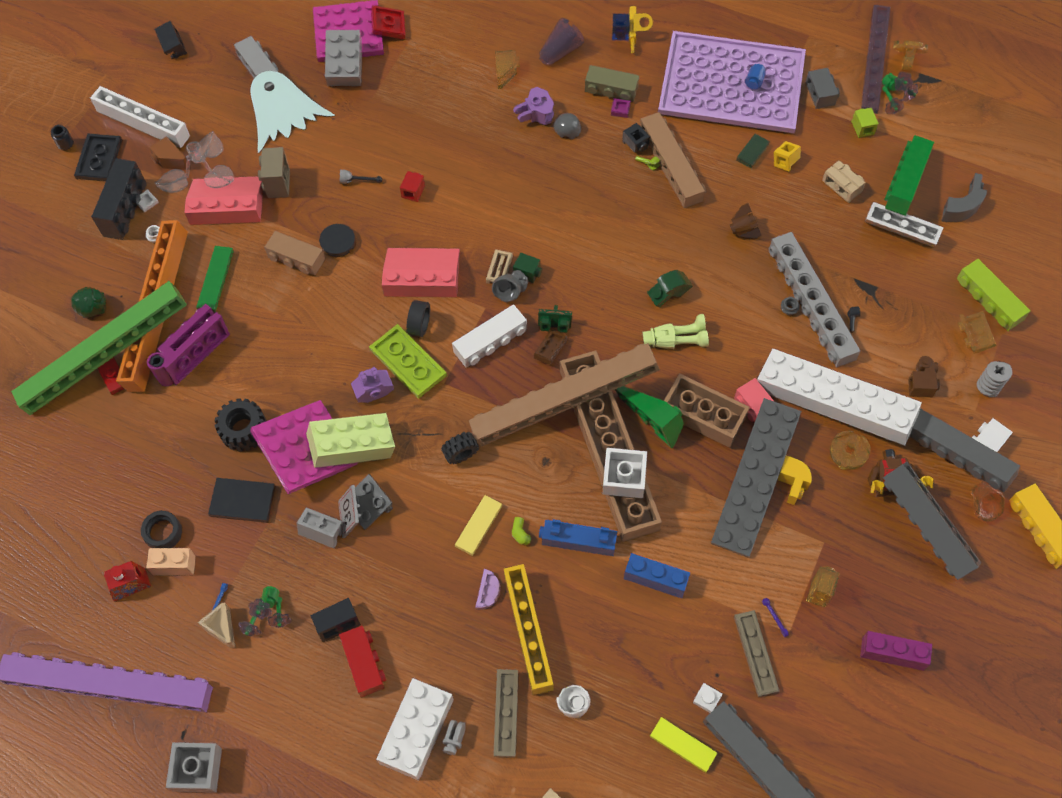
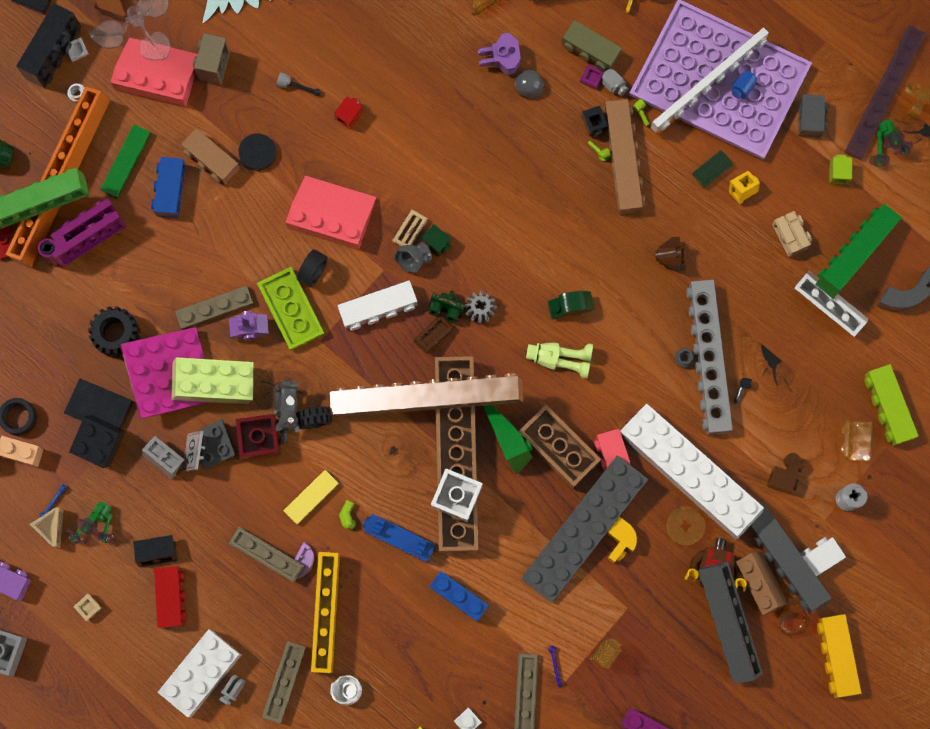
camera: 15 degrees right, 15 degrees up
(248, 528) = (97, 441): none -> black brick
(261, 288) = (168, 187): none -> blue brick
(279, 696) = (87, 607): none -> tan plate
(333, 380) = (214, 307): none -> dark tan plate
(410, 481) = (258, 437): none -> dark red brick
(429, 446) = (285, 408): none -> dark grey animal
(451, 591) = (266, 554): none -> dark tan tile
(586, 312) = (482, 300): none -> light grey gear
(641, 106) = (614, 82): none -> light grey arm
(671, 121) = (638, 108): none -> lime hand
(722, 83) = (705, 84): none -> white plate
(945, 477) = (762, 583): none -> medium nougat brick

